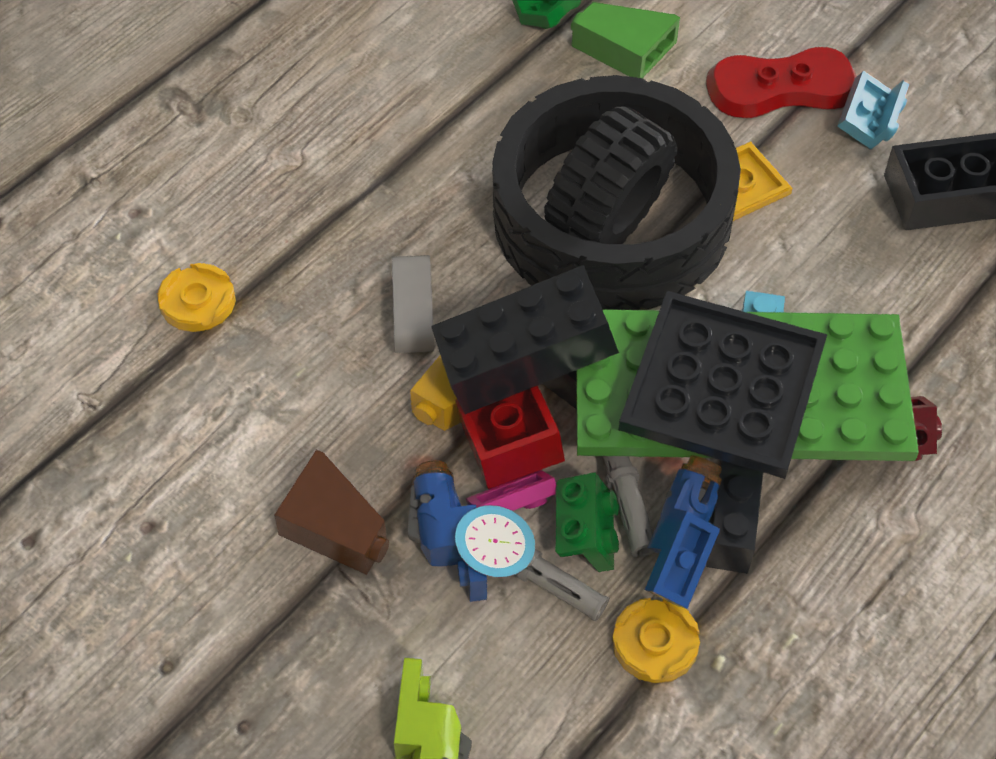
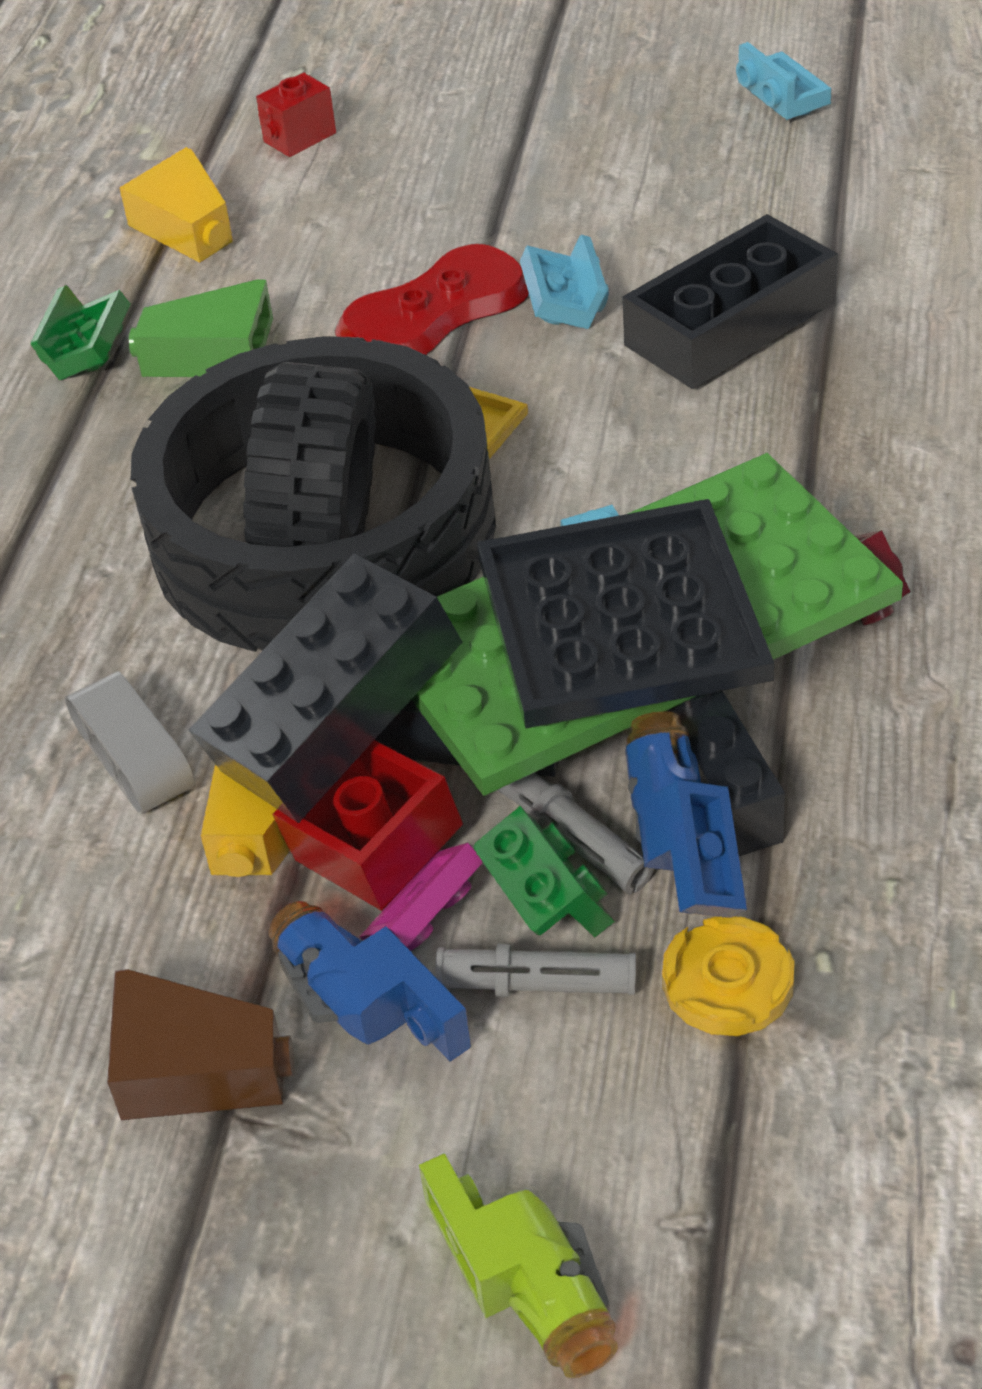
camera: 25 degrees left, 10 degrees down
(495, 541) = (442, 957): sticker -> none

